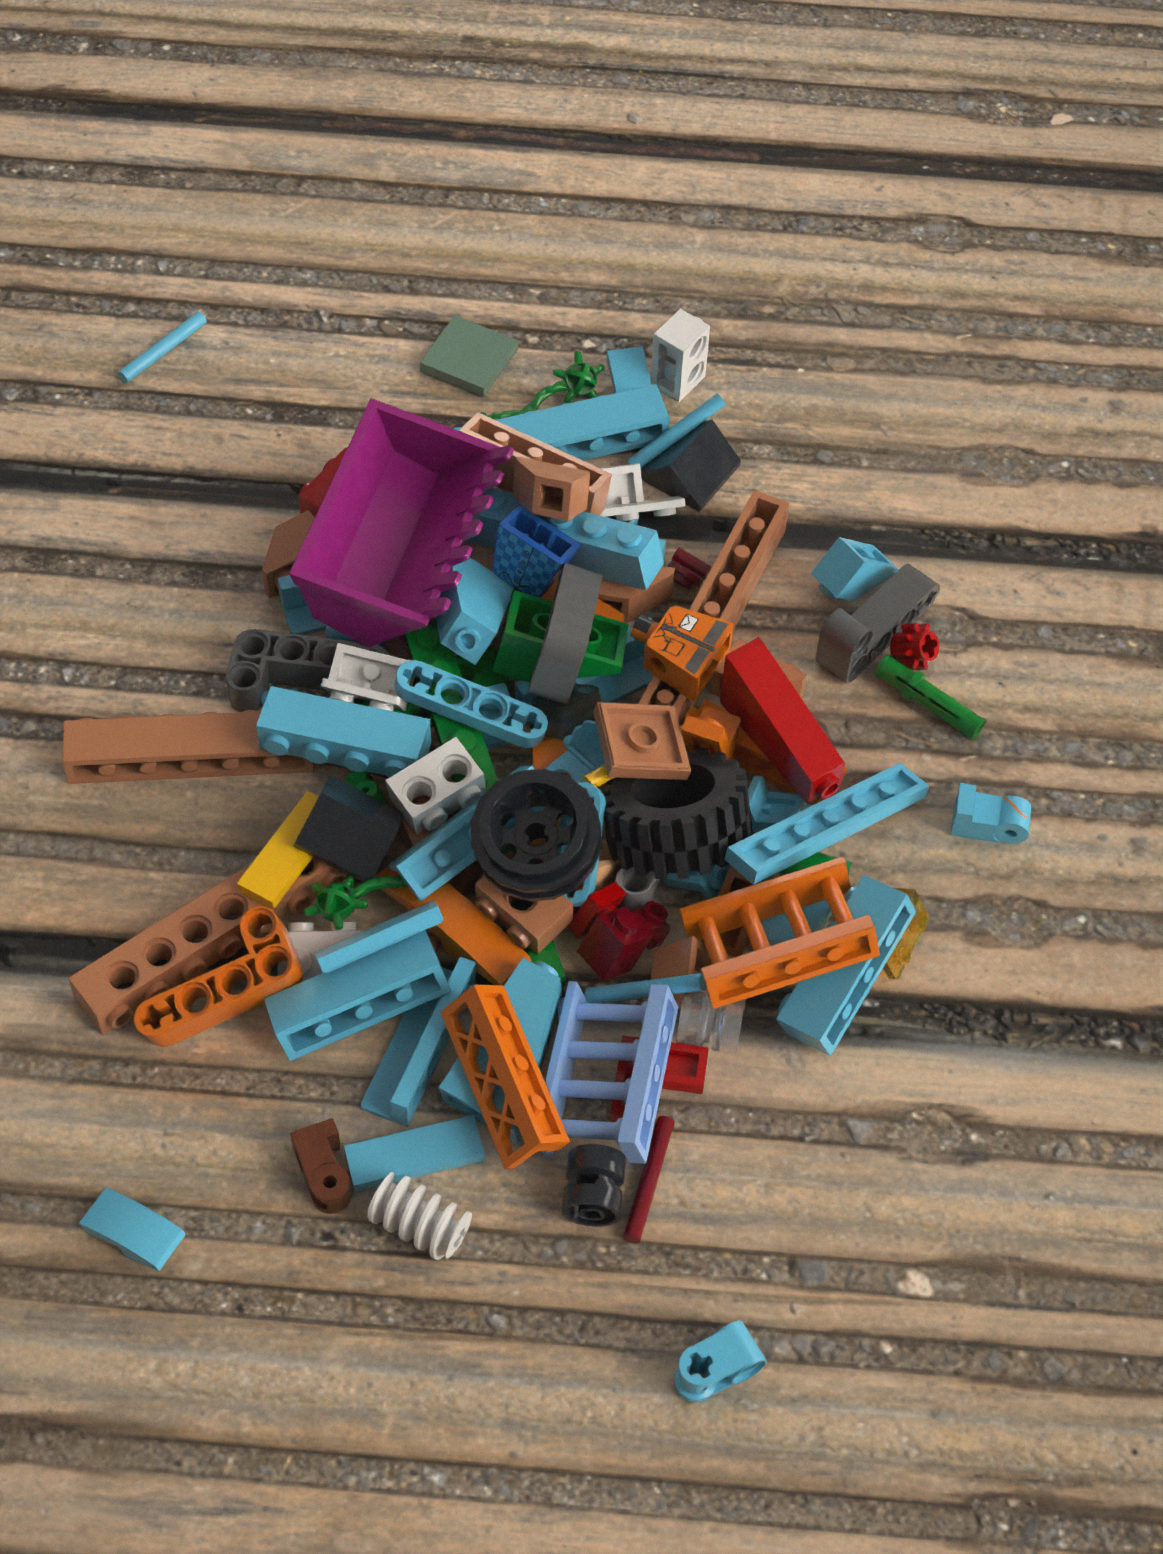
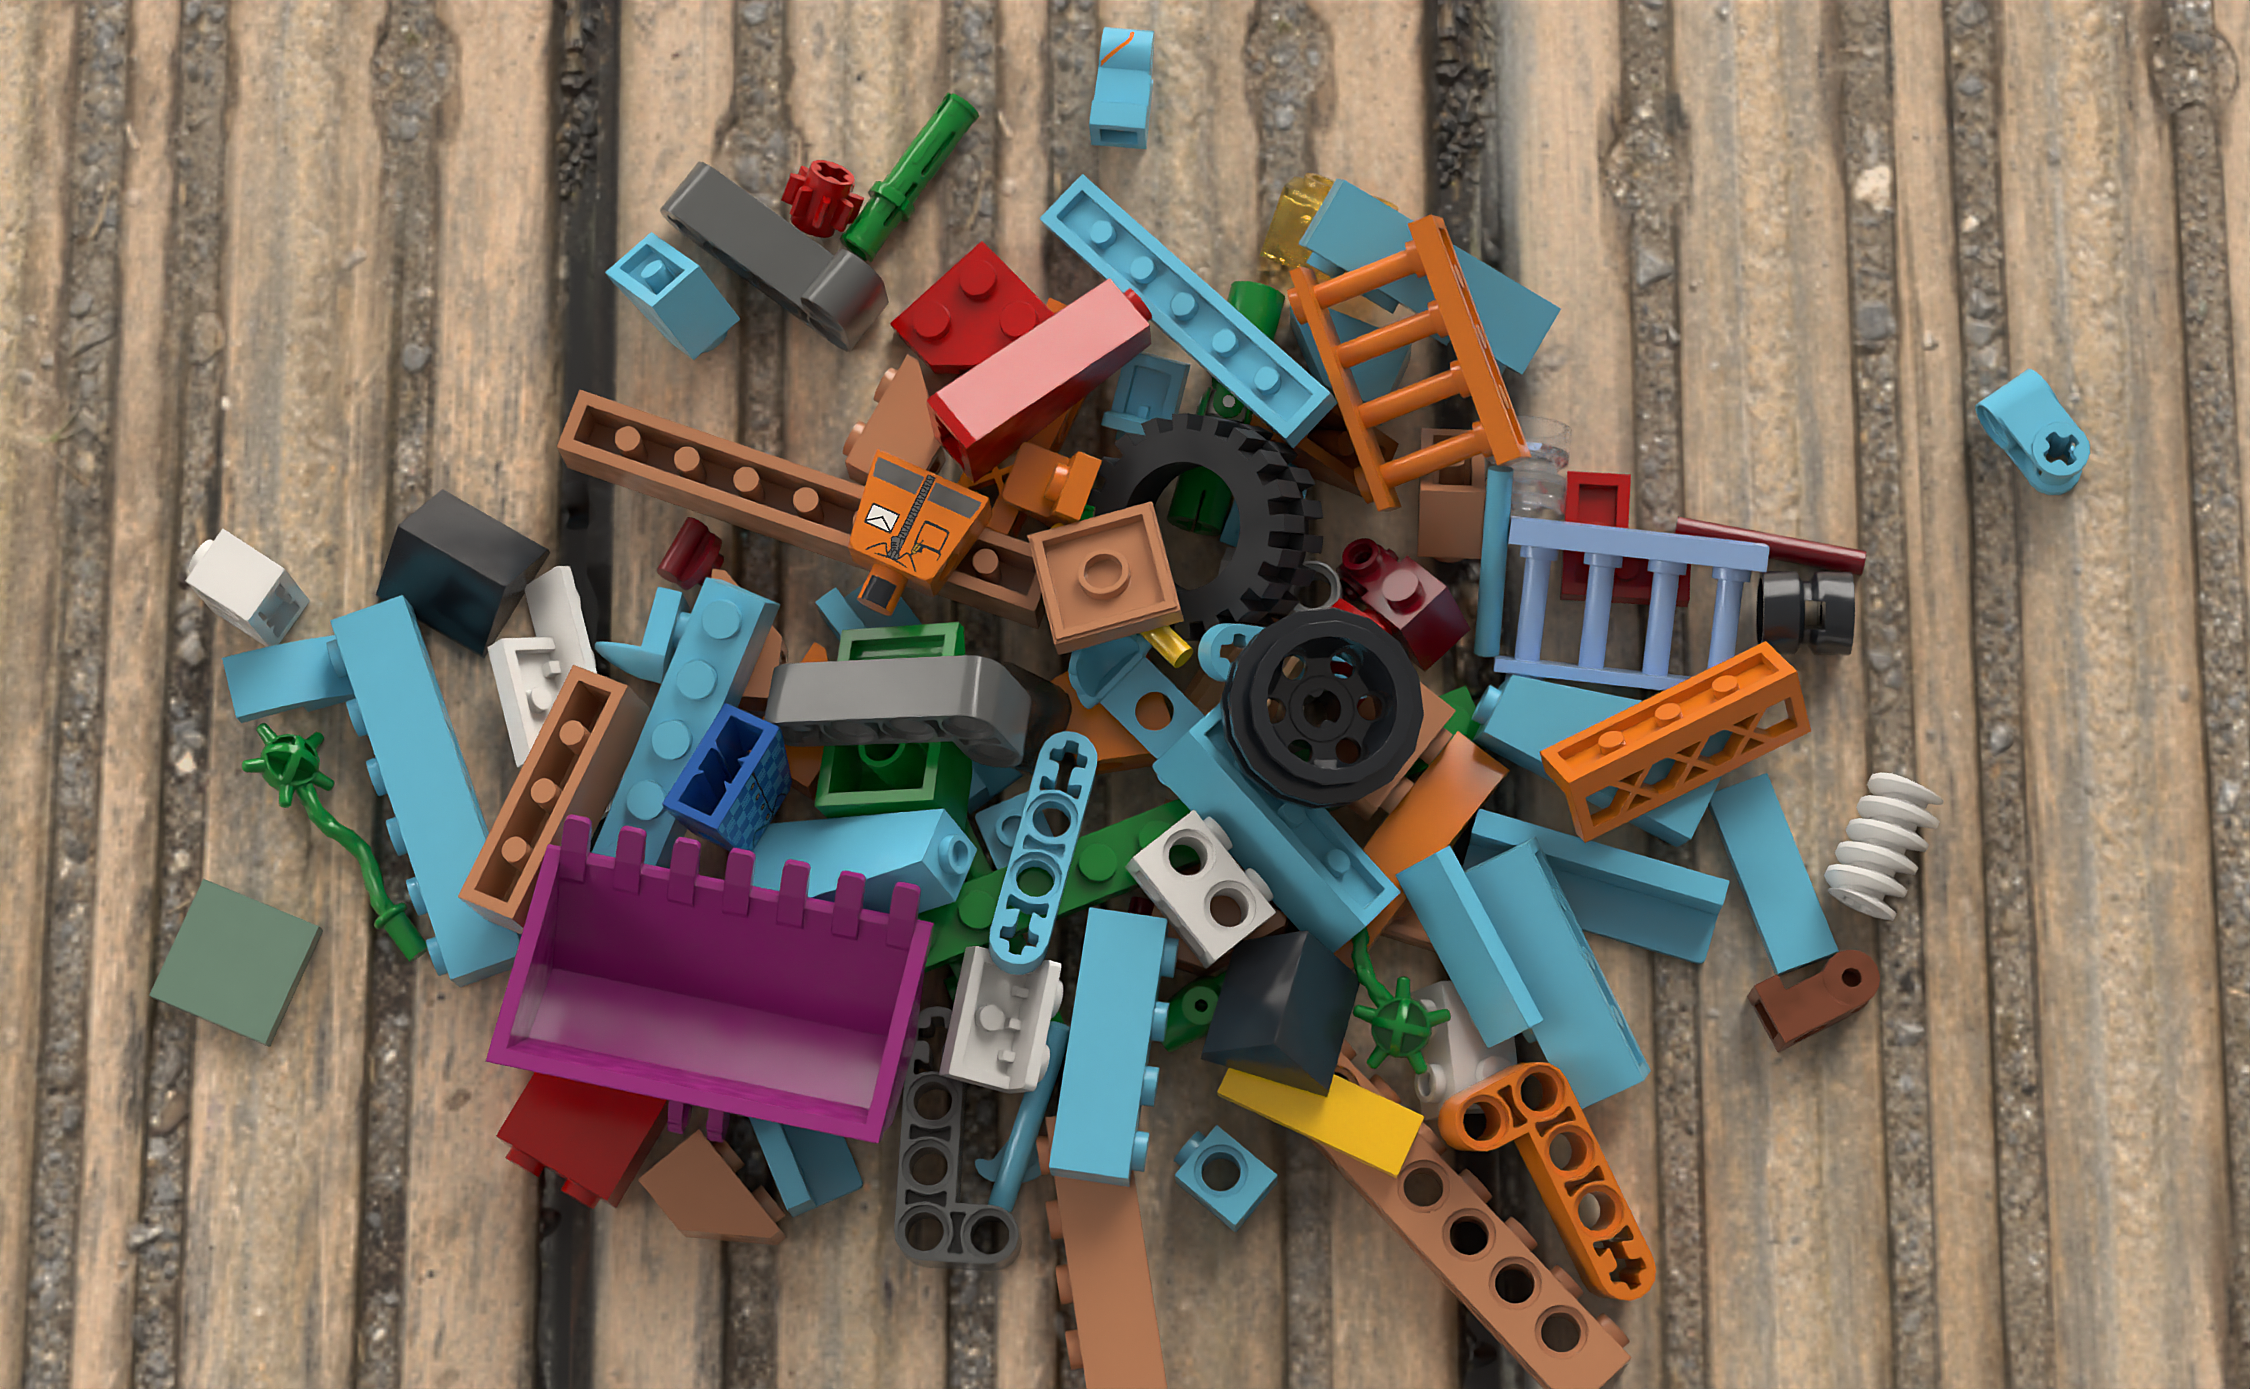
camera: 85 degrees left, 20 degrees up
(132, 1228) = (1943, 1255): medium azure slope -> none
(255, 824) = (1229, 1206): none -> medium azure brick
(550, 488) = (636, 756): nougat slope -> none
(678, 431) = (414, 588): medium azure piece -> none
(843, 720) = (970, 313): none -> red plate

